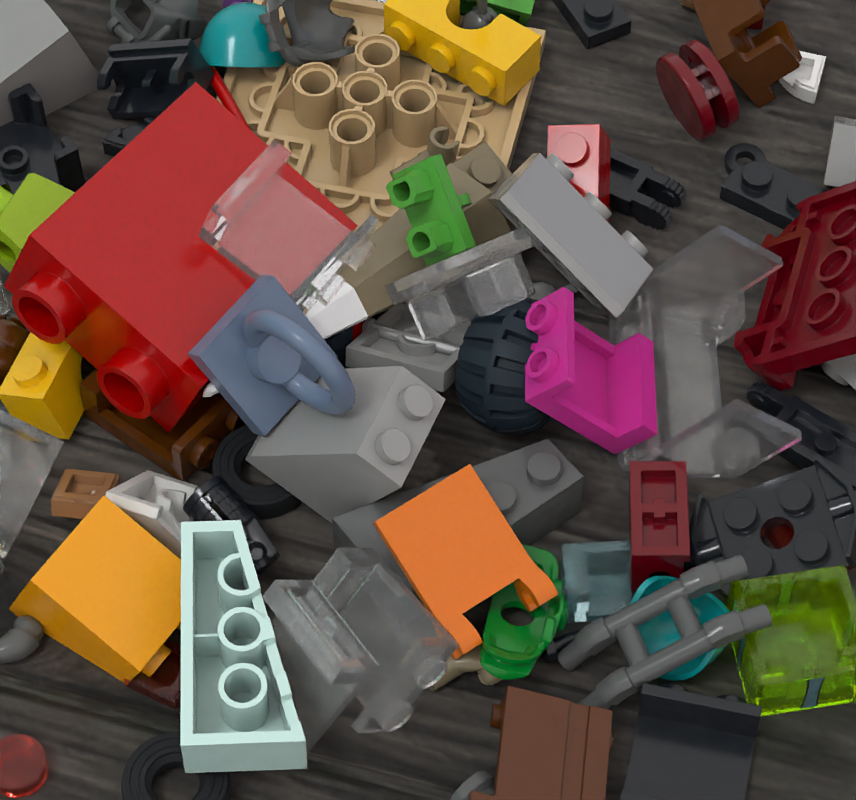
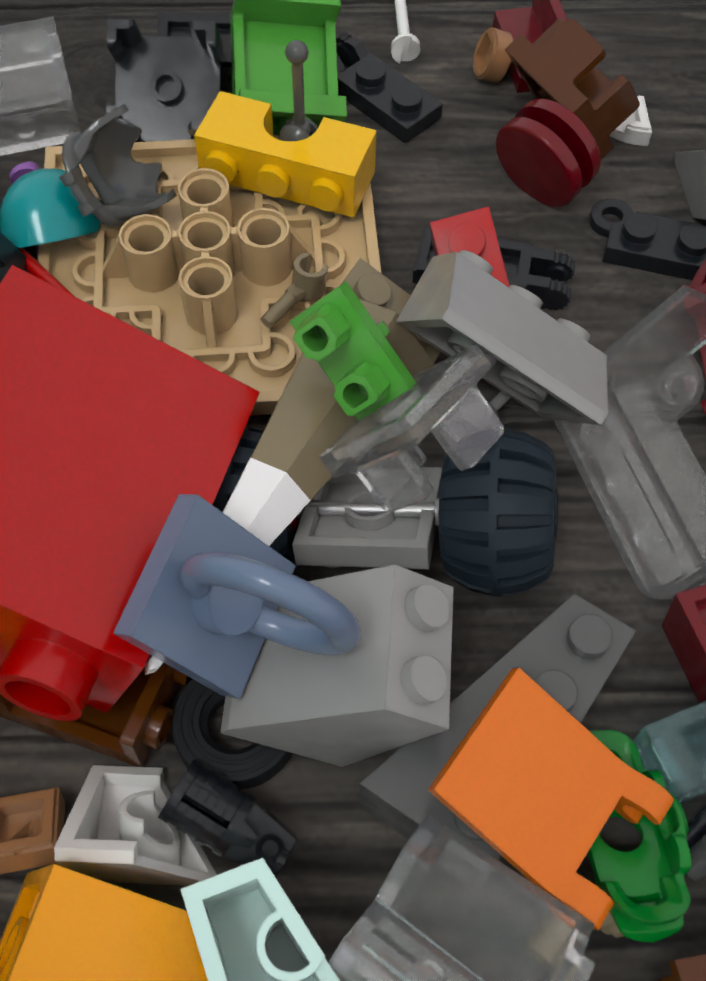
camera: 20 degrees left, 5 degrees up
(282, 233) = (185, 432): clear panel -> none
(587, 381) = (597, 507): dark pink panel -> none

